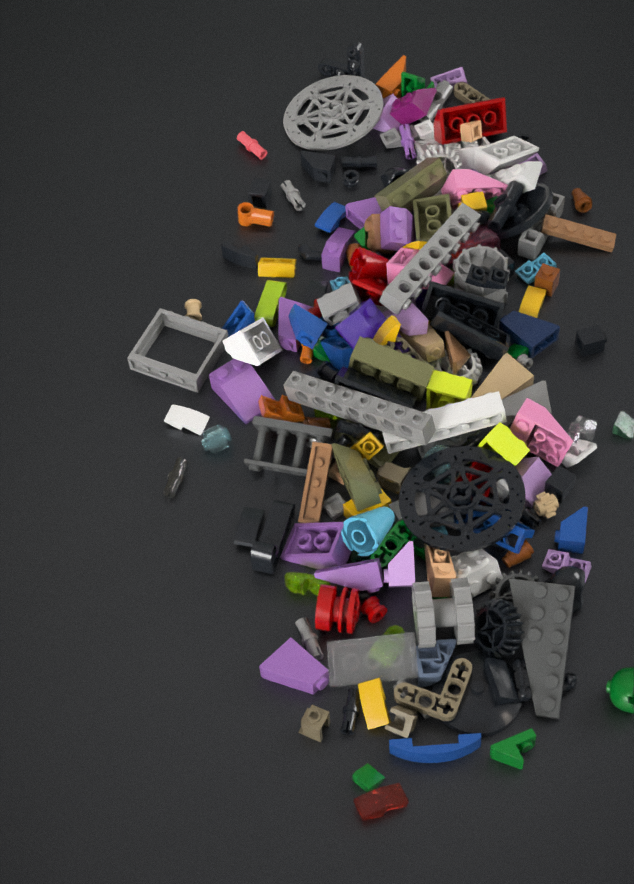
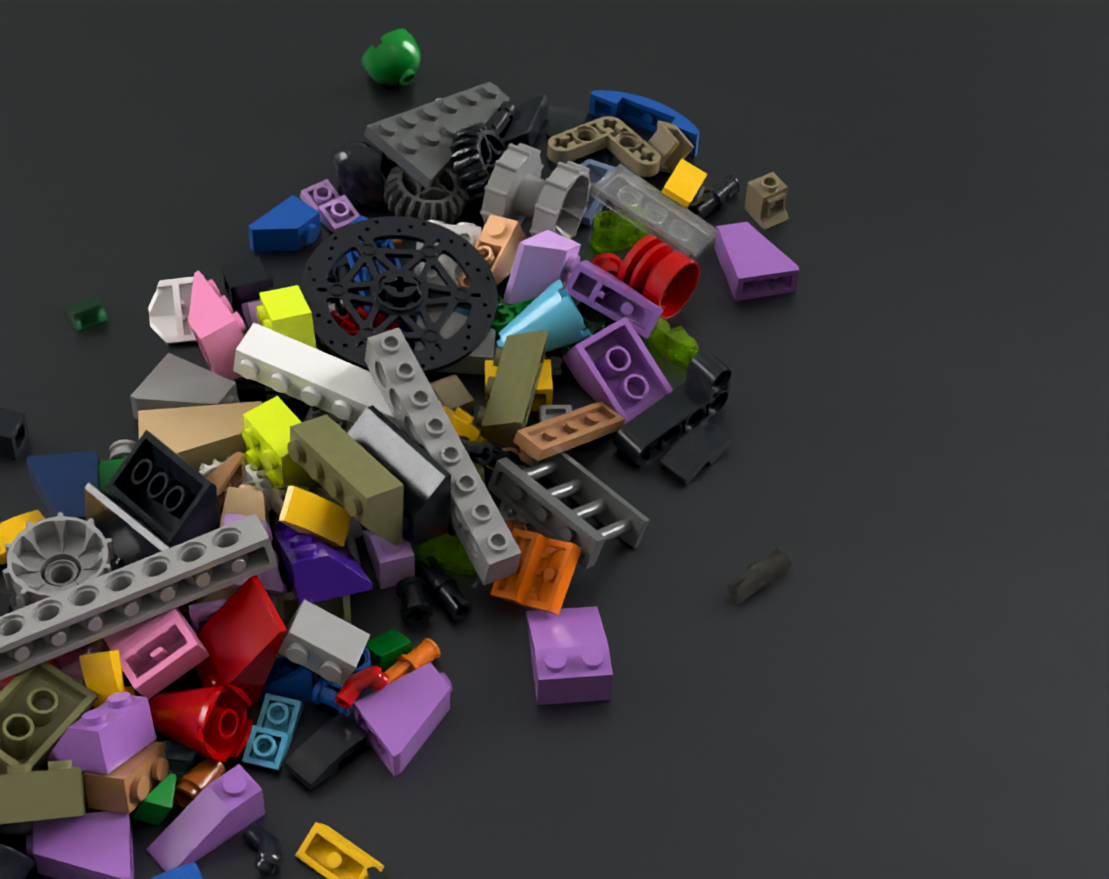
camera: 155 degrees left, 5 degrees down
(169, 373) = (670, 744): light grey window -> none
(188, 418) = (689, 654): white slope -> none
(193, 309) = (553, 842): tan bush -> none
(216, 439) = (662, 590): clear light blue head -> none
(239, 319) = (492, 768): blue slope -> none
(253, 343) = (508, 685): white slope -> none
(269, 302) = (410, 778): lime beam -> none
(306, 326) = (400, 654): blue slope -> none
(309, 638) = (710, 285): light grey pin -> none
(337, 351) = (376, 611): blue slope -> none
(367, 778) = (741, 136): green slope -> none
(376, 802) = (748, 106): clear red slope -> none
(492, 279) = (73, 519): black slope -> none
(509, 750) = (564, 83): green slope -> none
(546, 505) = (288, 267): tan gear -> none
(582, 428) = (153, 324): clear bracket -> none

